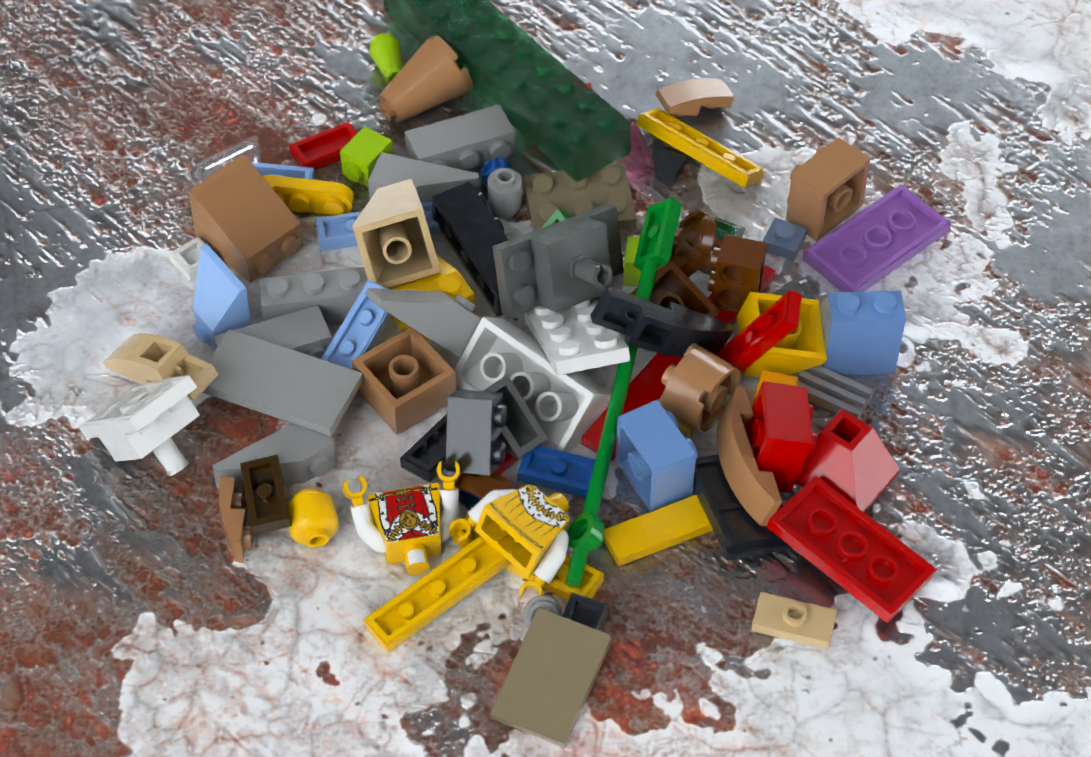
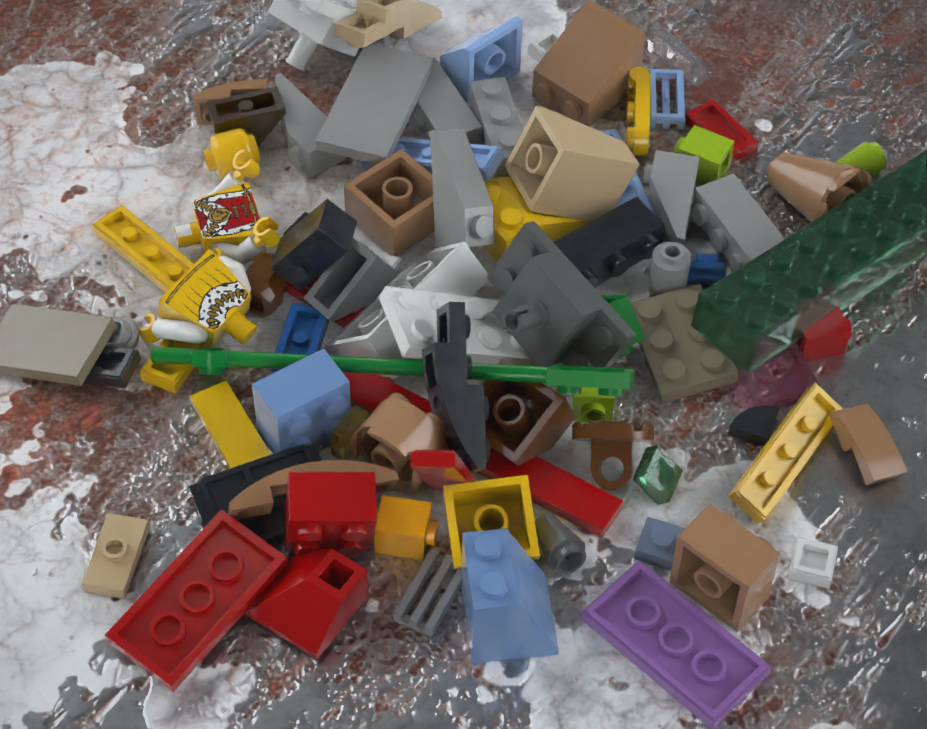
camera: 85 degrees right, 0 degrees up
(738, 271) = (557, 467): reddish brown brick -> none
(800, 148) = (812, 562): none -> white tile

